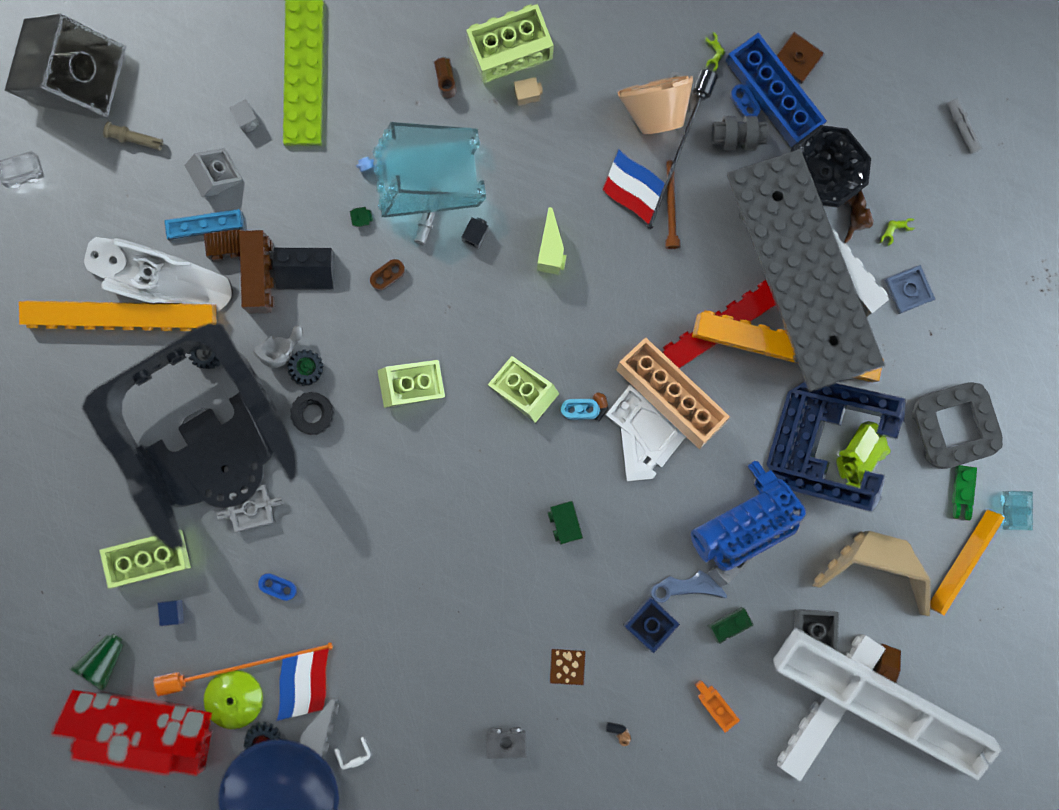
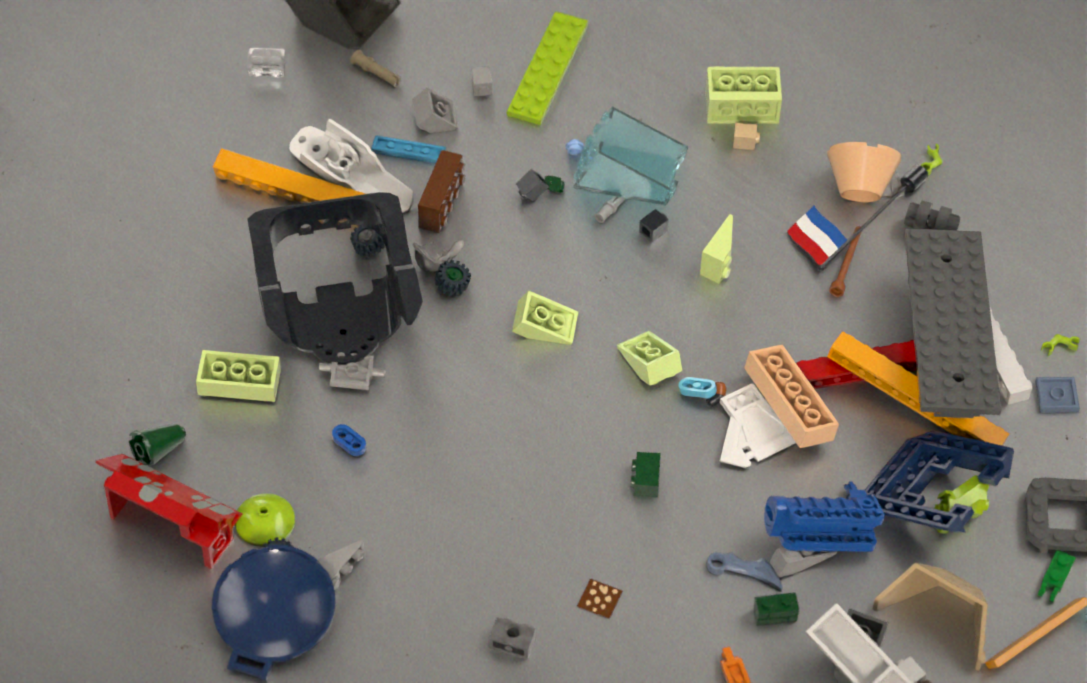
camera: 25 degrees right, 30 degrees down
(170, 613) = (242, 425): dark blue panel -> none
(222, 245) = (418, 166): reddish brown brick -> none
(297, 413) = (443, 329): black tyre -> none
(300, 681) = (334, 526): flag -> none
(304, 268) = (485, 204): black slope -> none
(341, 229) = (532, 185): none -> black brick
(357, 761) = (359, 608): white piece -> none
(385, 272) = (557, 233): reddish brown plate -> none
(445, 77) = (674, 106): reddish brown piece -> none
(620, 731) = (630, 666): arm -> none
(651, 624) = (697, 580): dark blue brick -> none
(746, 102) = (950, 199): blue plate -> none
(775, 89) = (978, 199): blue brick -> none
(799, 57) = (1010, 186): reddish brown plate -> none
(841, 159) = (1012, 262): black rock -> none
(860, 215) = (1026, 318): reddish brown animal -> none

